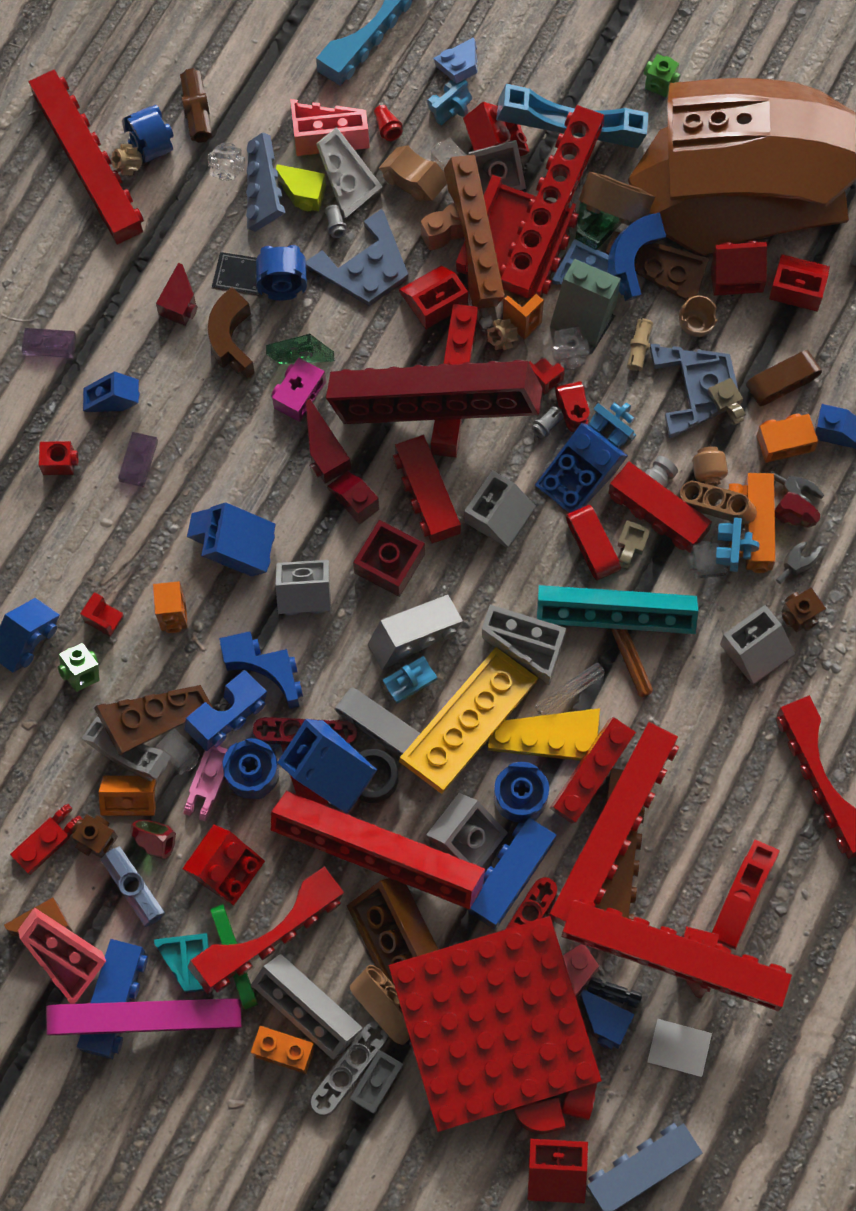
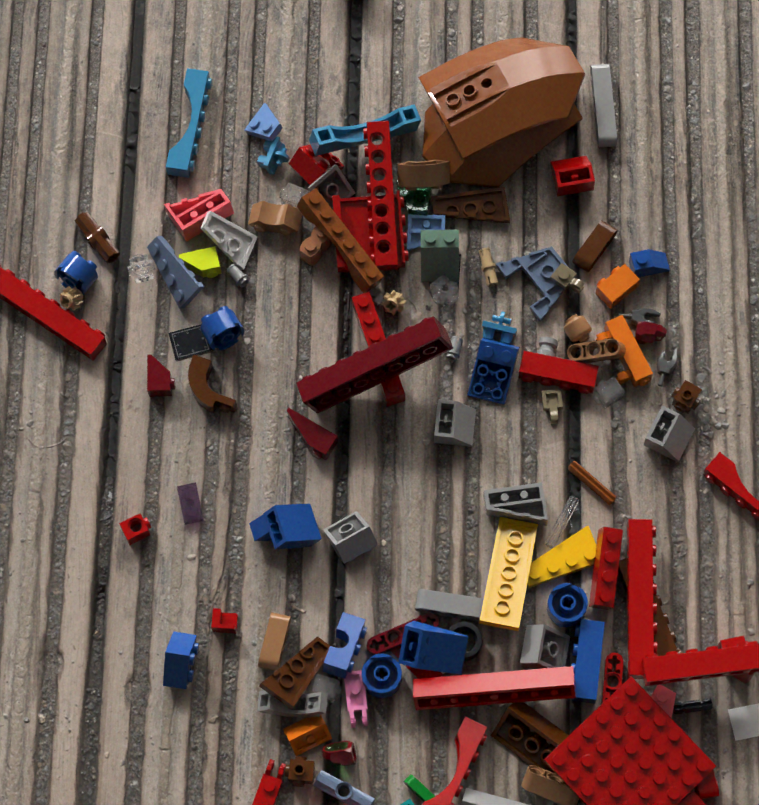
camera: 25 degrees left, 0 degrees up
(48, 343) = (84, 451): clear purple plate -> none
(79, 667) = (229, 663): bright green brick -> none
(111, 393) = (148, 467): blue slope -> none
(147, 666) = (274, 641): none -> medium nougat beam
(170, 606) = (270, 593): orange brick -> none
(223, 864) = (396, 747): red slope -> none
(240, 654) = (363, 599): blue arch -> none
(302, 375) = (275, 393): dark pink brick -> none
(304, 347) = (263, 376): clear green wing -> none
(355, 496) = (351, 459): dark red slope -> none
(372, 271) = (281, 298): sand blue wing -> none
(388, 124) = (237, 190): red cone -> none
(389, 558) = (398, 490): dark red brick -> none
(410, 679) = (455, 565): dark azure hips -> none
(414, 630) = (440, 532): wedge -> none
(427, 489) = (398, 432): red brick -> none
(434, 295) = (333, 296): red slope -> none
(526, 317) = (401, 285): orange panel -> none
(548, 375) = (440, 314): red panel -> none
(573, 403) = (464, 327): red piece -> none
(593, 542) = (527, 416): red beam -> none
(605, 1020) = (697, 726): blue slope -> none
(617, 609) = (566, 454): teal brick -> none
(624, 249) = (448, 206): blue arch -> none
(660, 74) = (407, 72): bright green brick -> none
(698, 316) = (517, 230): medium nougat hair -> none
(732, 532) = (617, 367): dark azure hips -> none
(739, 268) = (528, 185): red slope -> none
(745, 893) = (743, 600): red slope -> none

